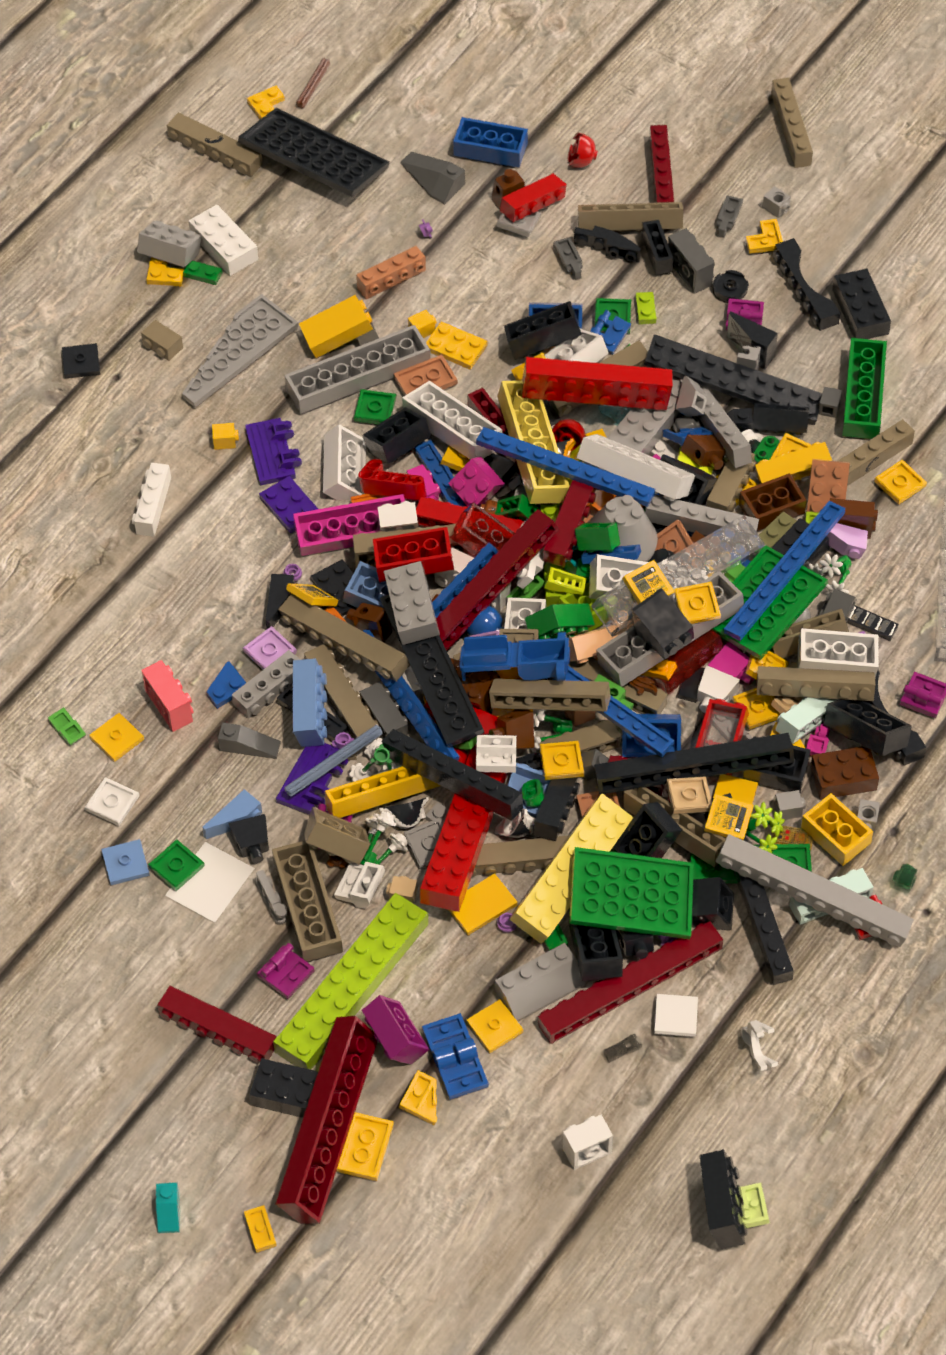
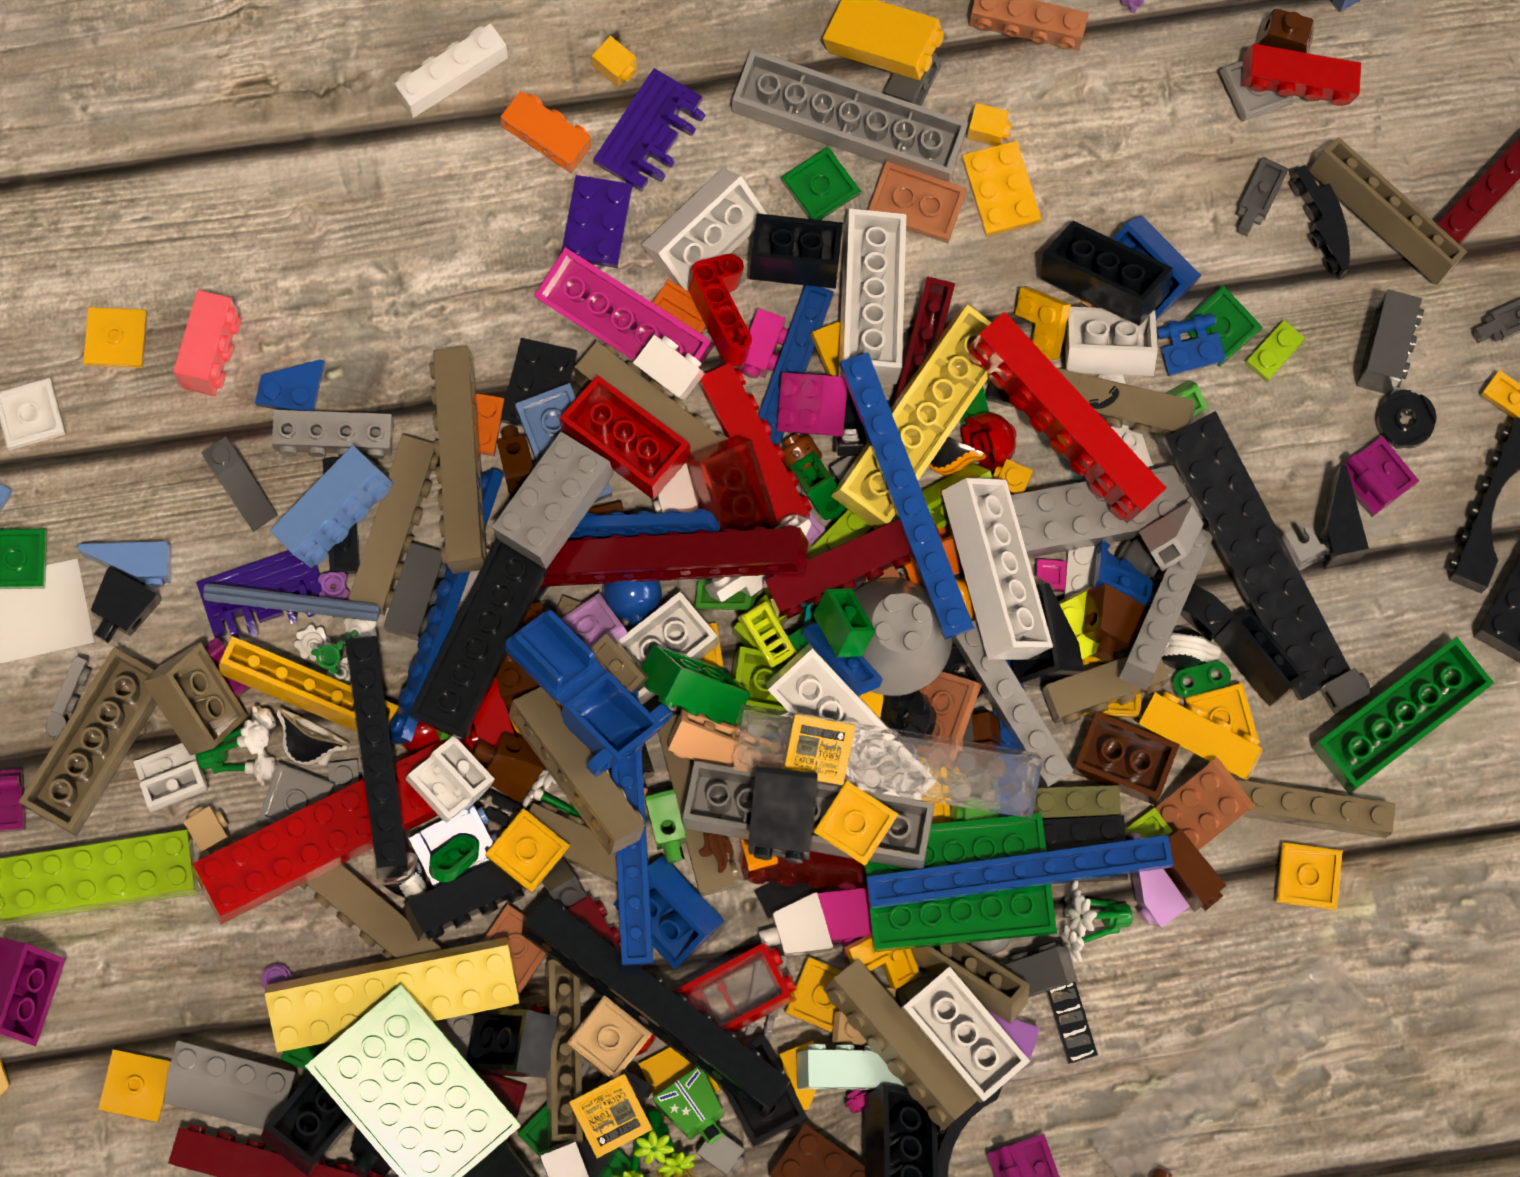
camera: 40 degrees right, 20 degrees up
(66, 726) = (78, 273): bright green slope -> none
(225, 487) = (546, 131): none -> orange brick
(268, 648) = (380, 387): lavender plate -> none
(277, 596) = (464, 327): black slope -> none
(293, 568) = (505, 306): medium lavender plate -> none
(312, 595) = (487, 368): yellow tile -> none
(455, 1056) = (56, 1079): blue plate -> none
(484, 904) = (277, 932): yellow tile -> none
(582, 151) = (1432, 63): red cylinder -> none
(657, 247) = (1373, 284): black brick -> none
(757, 789) = (692, 1106): none -> bright green torso
(817, 744) = (833, 1112): dark pink plate -> none

